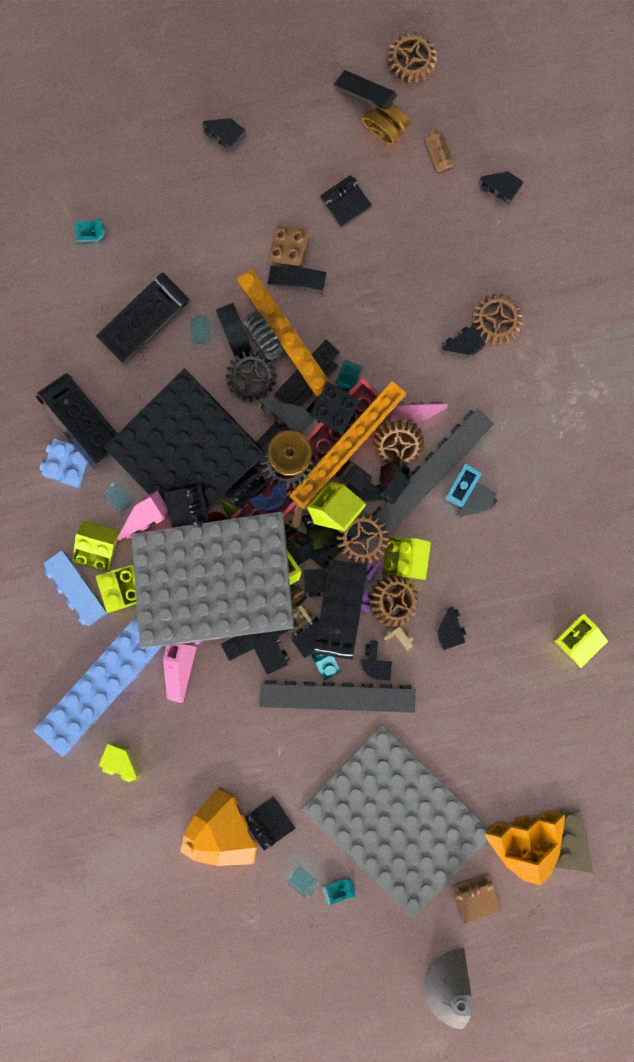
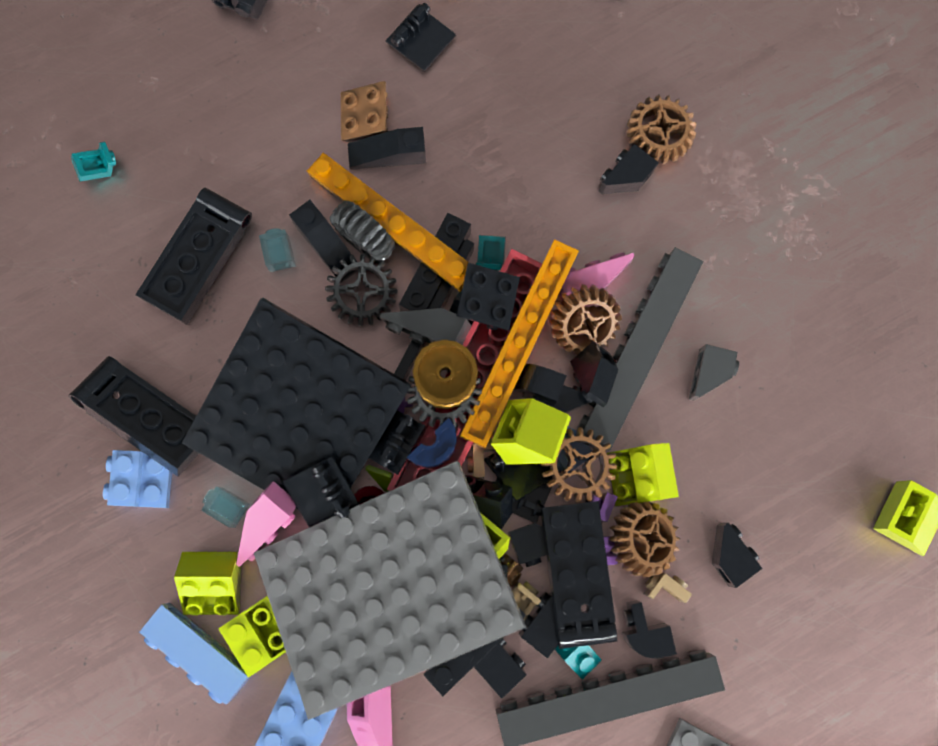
camera: 20 degrees left, 5 degrees down
(463, 486) = (688, 355): medium azure brick -> none

